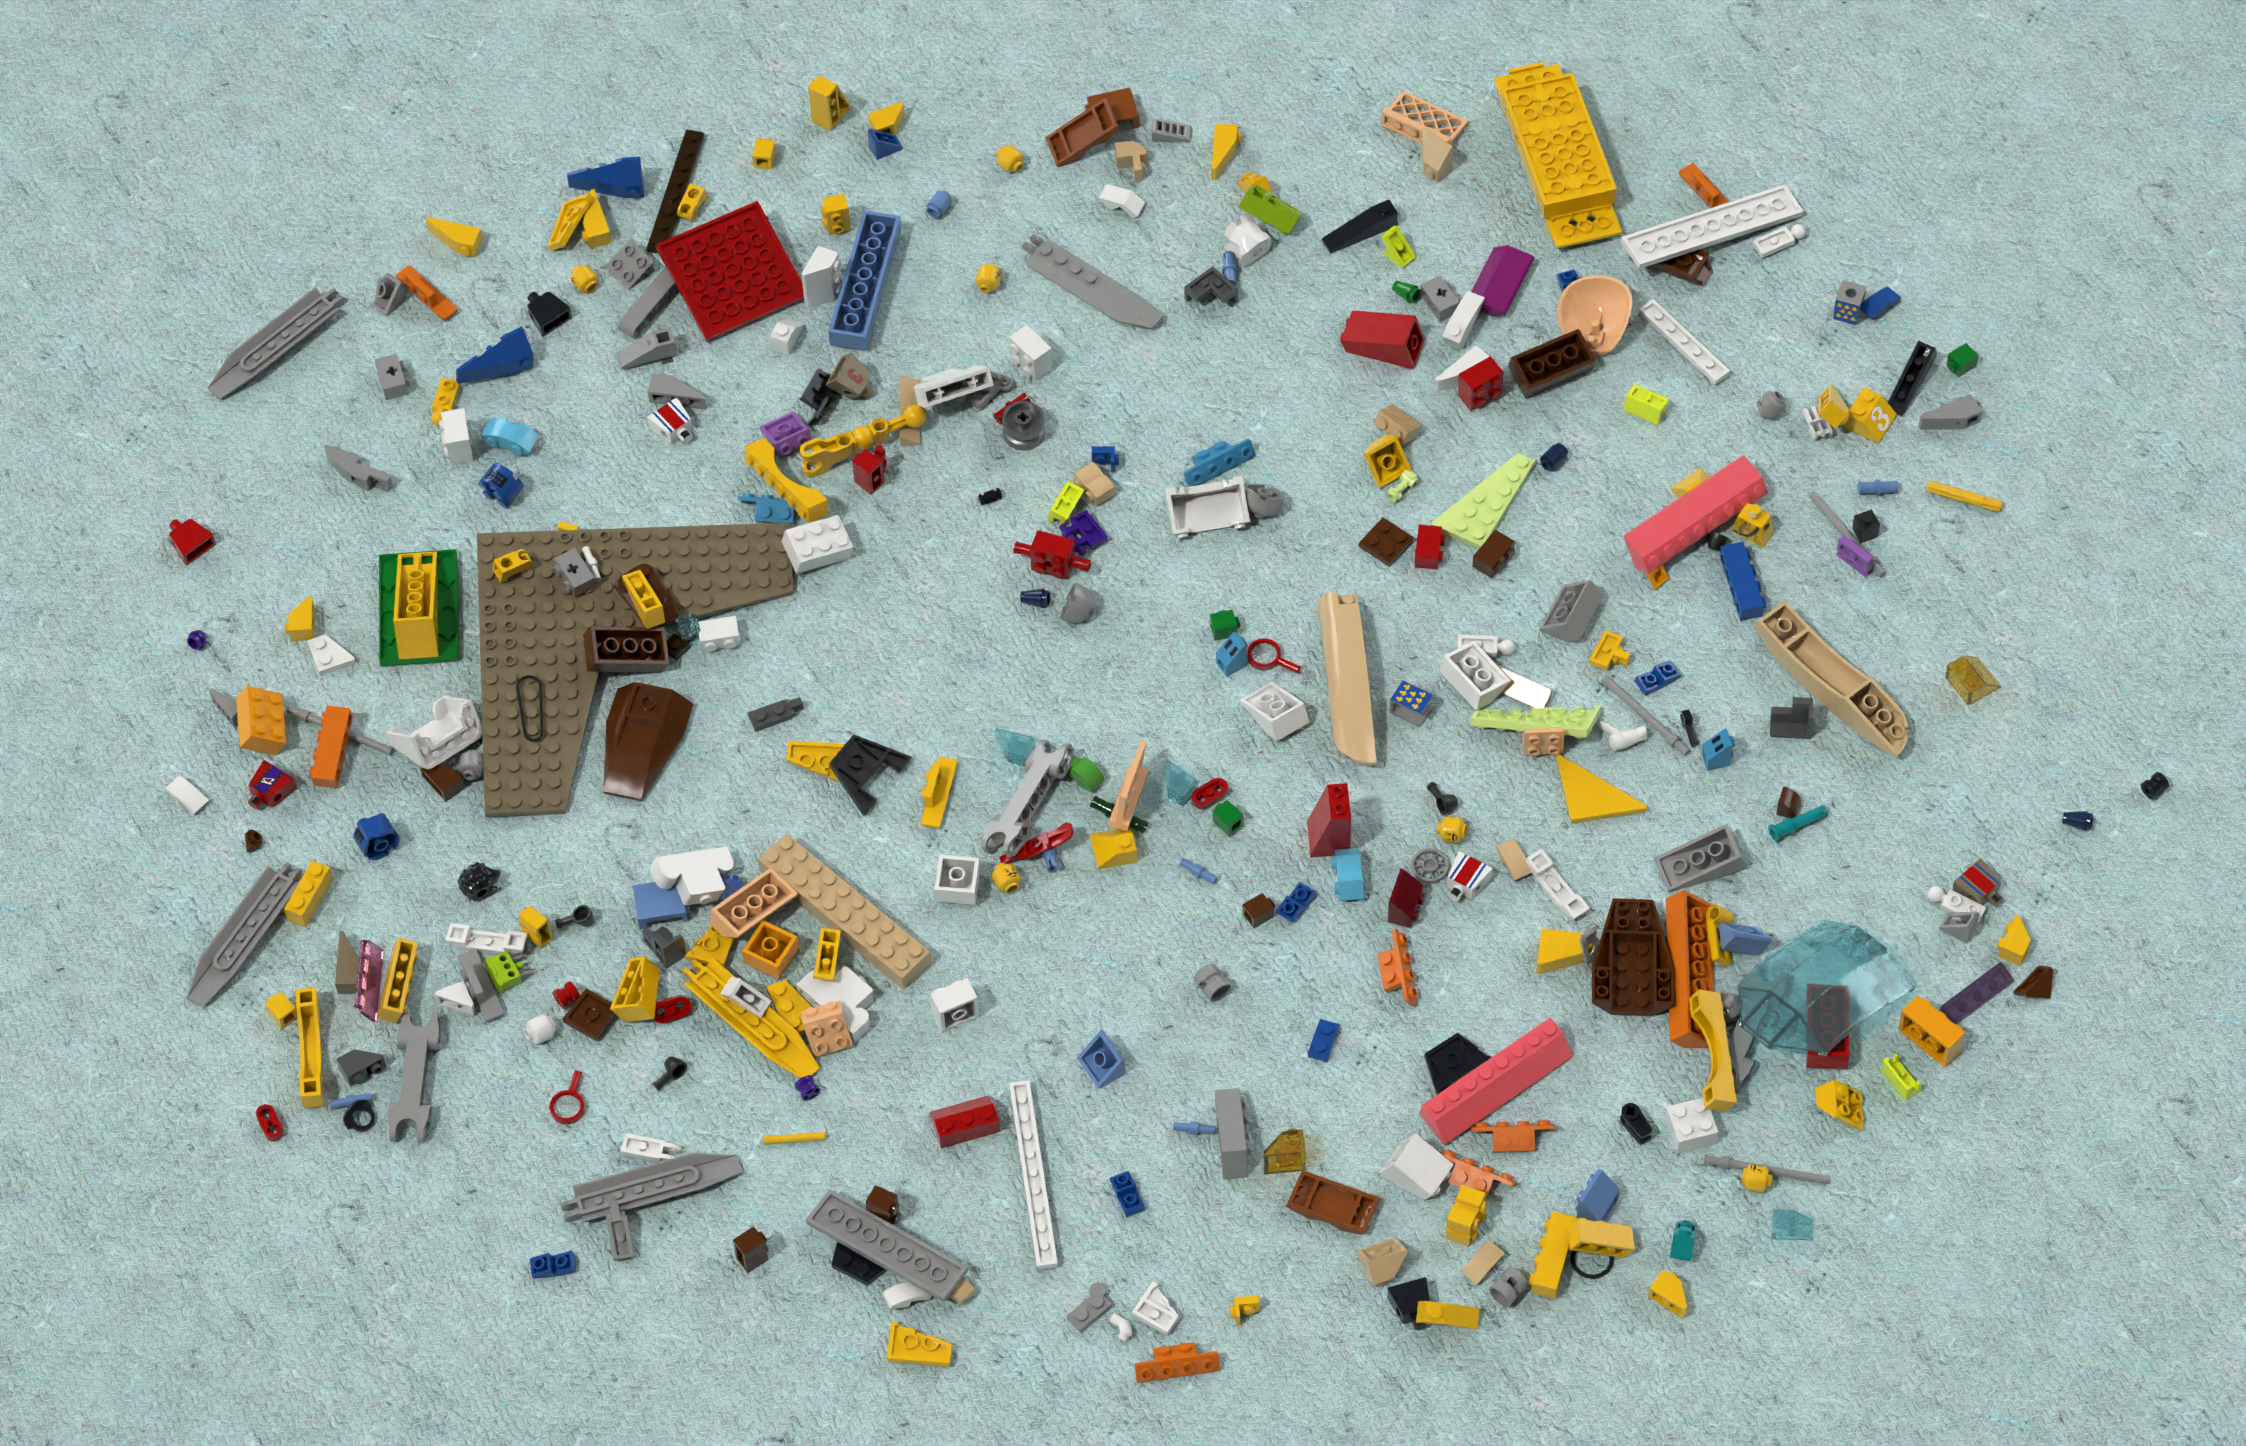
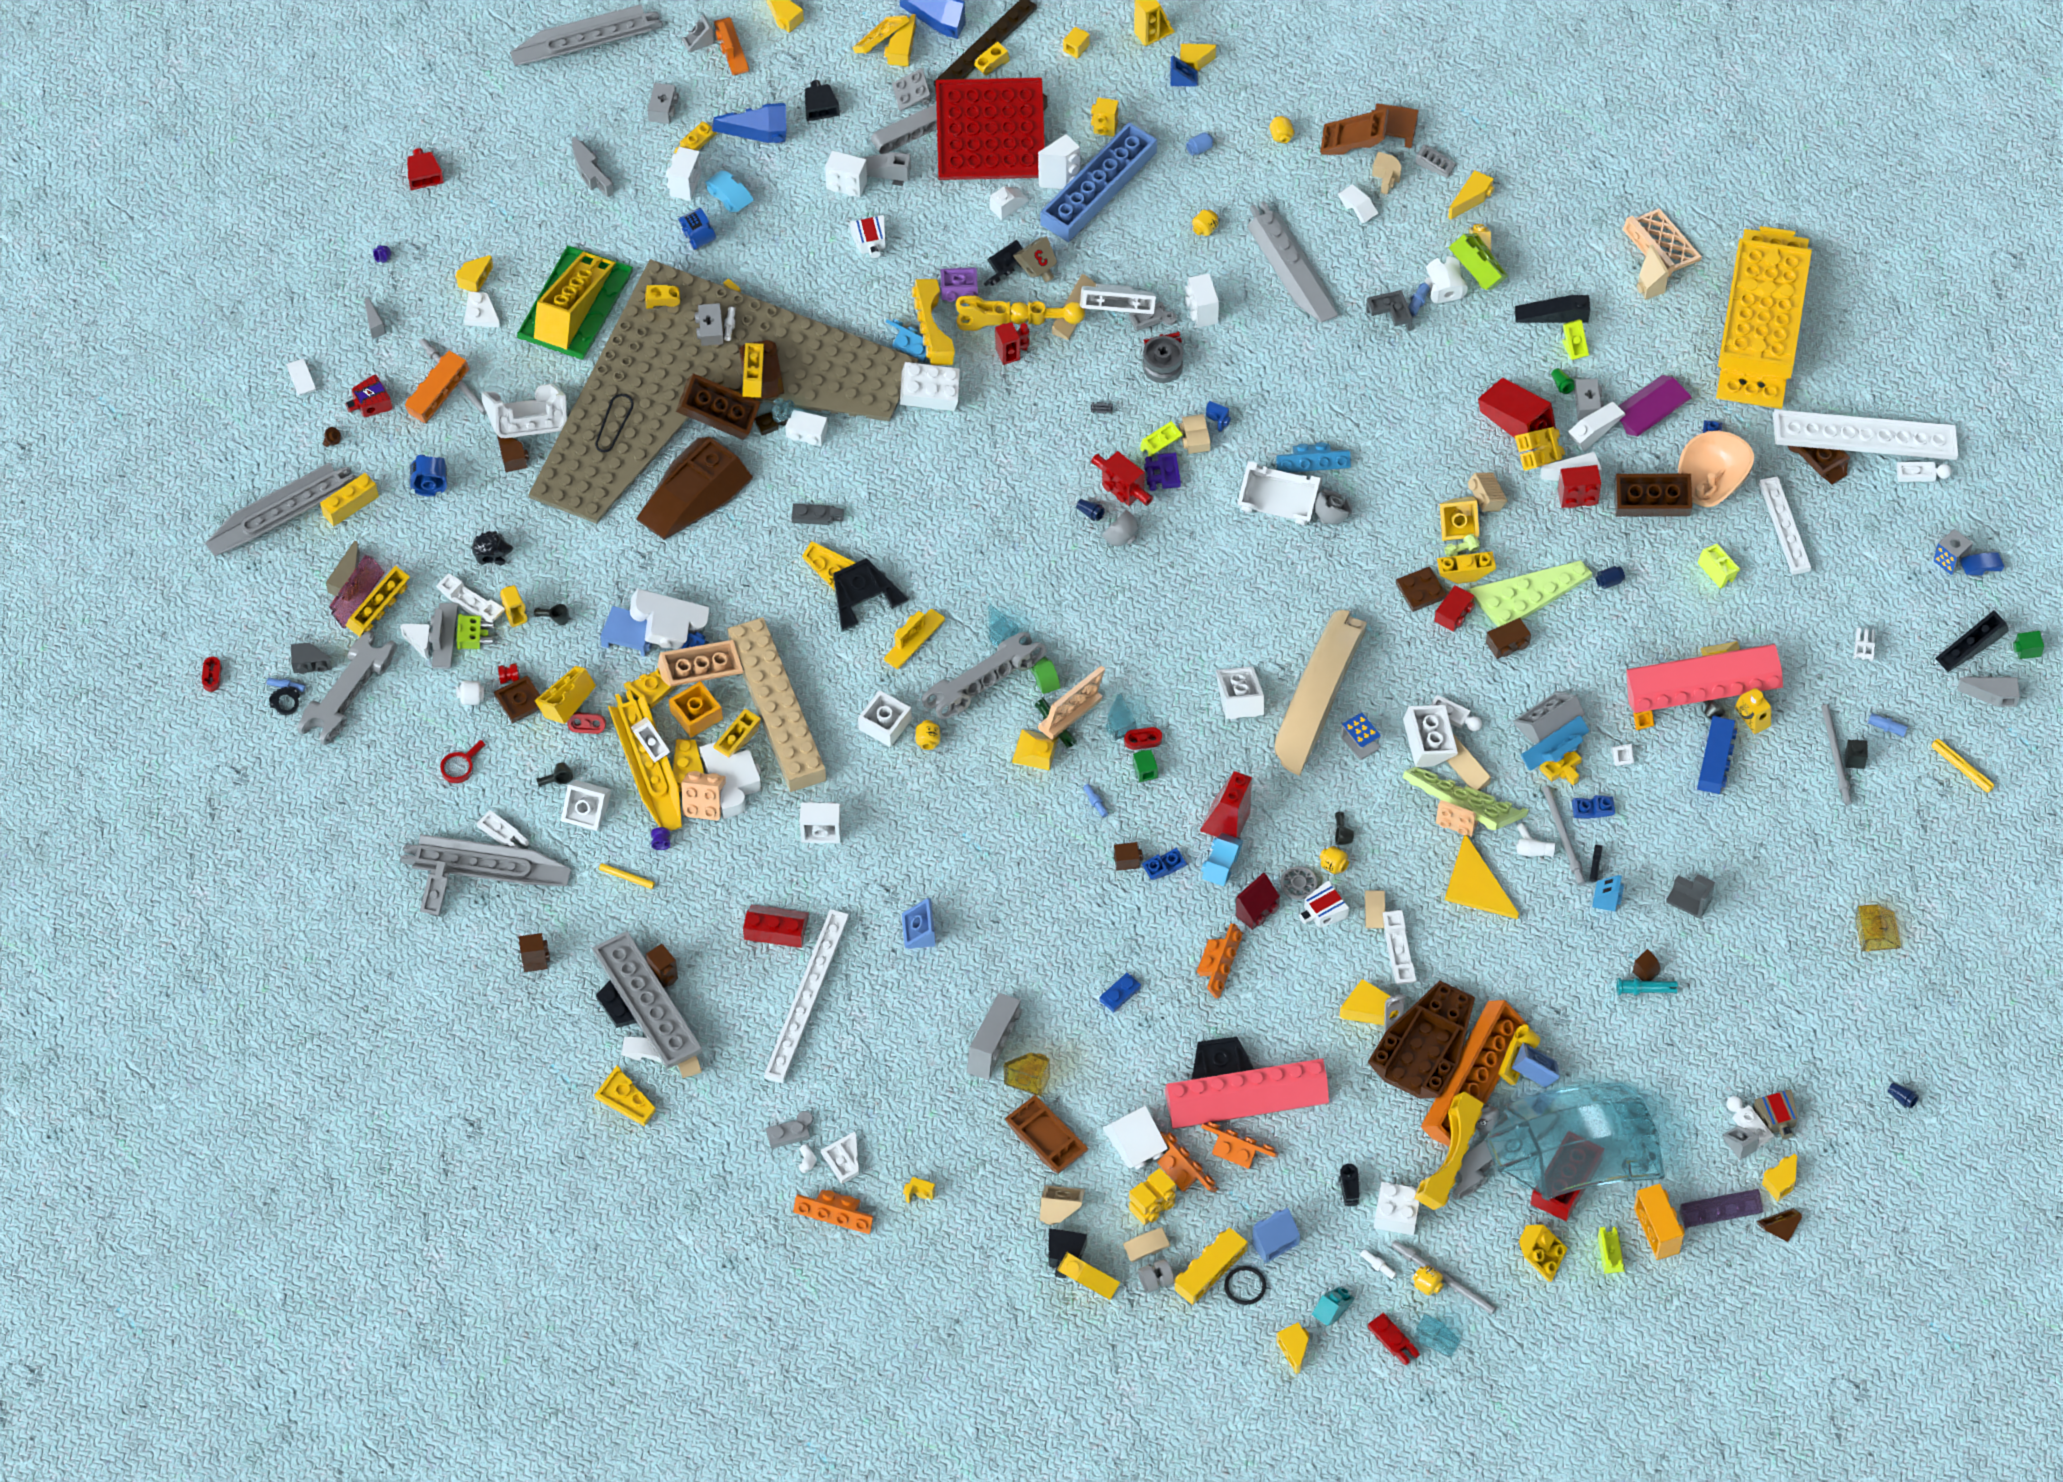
camera: 25 degrees right, 0 degrees up
(261, 720) = (391, 340): light orange brick -> none
(281, 1010) = (273, 585): yellow brick -> none
(310, 1048) = (265, 649): yellow arch -> none
(471, 764) = (540, 449): light grey head -> none
(552, 1266) = (368, 893): blue slope -> none
(584, 278) = (866, 86): yellow head -> none
(616, 372) = (846, 174): none -> white brick
(665, 388) = (879, 204): light grey slope -> none
(665, 948) = (612, 668): dark grey panel -> none
(715, 1087) = (585, 804): none -> white slope
(1046, 841) = (977, 718): red piece -> none
(1051, 859) = (977, 729): medium blue pin -> none
(1127, 1194) = (876, 1048): blue slope -> none
(1194, 1128) = (965, 1017): medium blue bar -> none
(1212, 982) = (1051, 900): light grey wheel -> none
(1223, 624) = (1238, 600): green brick -> none
(1232, 654) = (1229, 628): dark azure slope -> none
(1266, 655) = (1261, 641): piece -> none
(1419, 503) = (1466, 567): none -> yellow slope
(1428, 359) = (1546, 447): none -> yellow hips
(1595, 634) = (1556, 744): none -> dark azure bracket
(1600, 1238) = (1258, 1269): yellow brick -> none
(1656, 617) = (1622, 754): none -> white slope
(1701, 859) = (1540, 981): light grey slope -> none
(1701, 1184) = (1378, 1264): none -> white bar
(1702, 186) = (1879, 396): orange bracket -> none
(1752, 1246) = (1392, 1338): none -> red hinge
(1770, 405) = (1830, 612): light grey head -> none
(1832, 407) = (1883, 637): yellow slope -> none
(1833, 680) = (1747, 874): tan slope -> none
(1854, 555) = (1830, 775): medium lavender plate -> none
(1870, 415) = (1916, 659): yellow slope -> none
(2153, 786) = (1991, 1095): black wheel -> none

